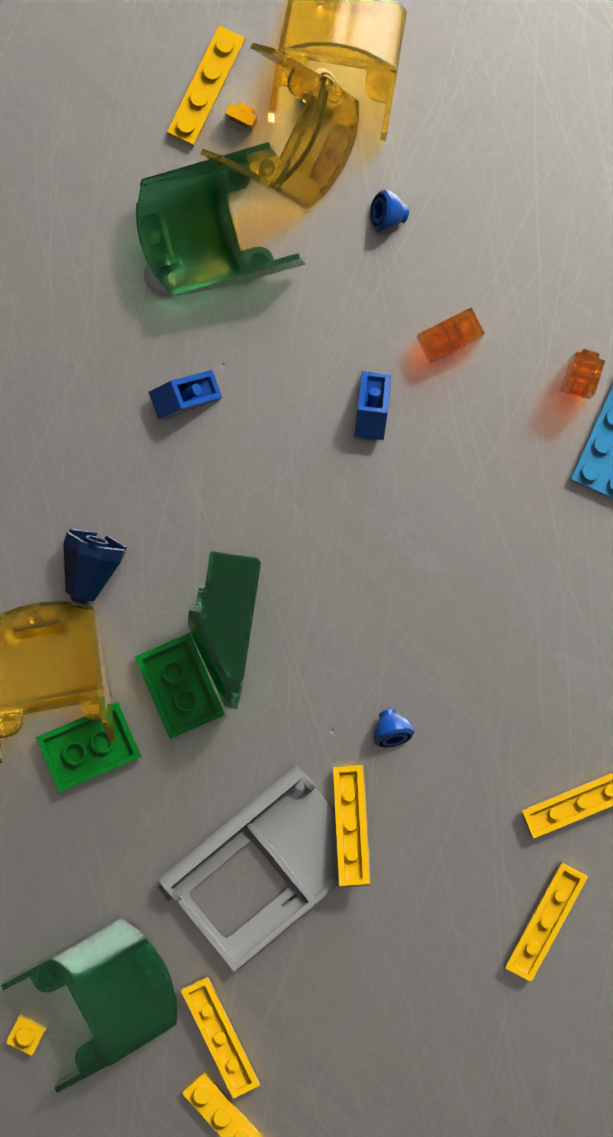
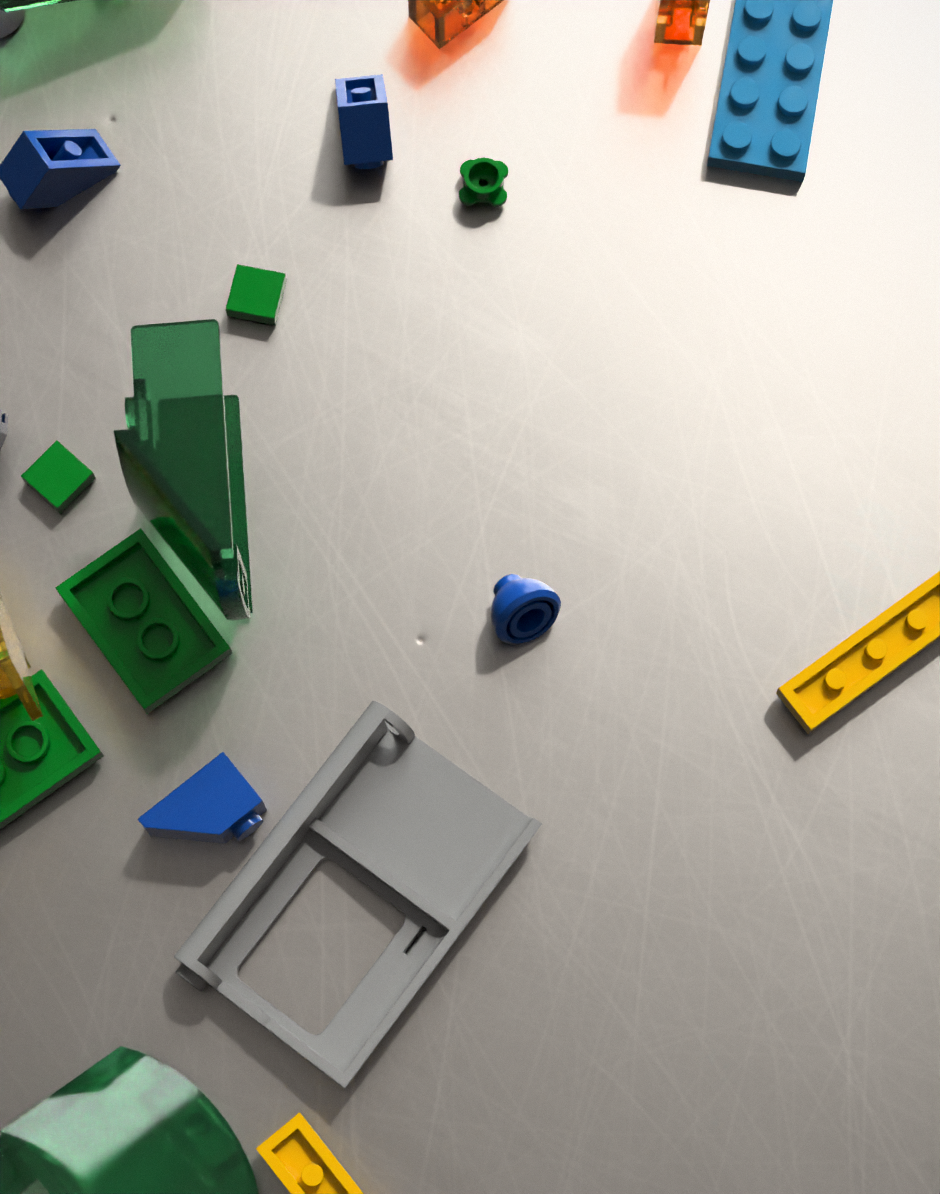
camera: 10 degrees left, 15 degrees down
(148, 586) = (58, 476): none -> green tile
(194, 801) = (208, 807): none -> blue slope
(284, 501) = (256, 294): none -> green tile
(351, 826) = (493, 781): yellow plate -> none
(427, 467) = (483, 169): none -> green plate
(546, 921) = (873, 870): yellow plate -> none

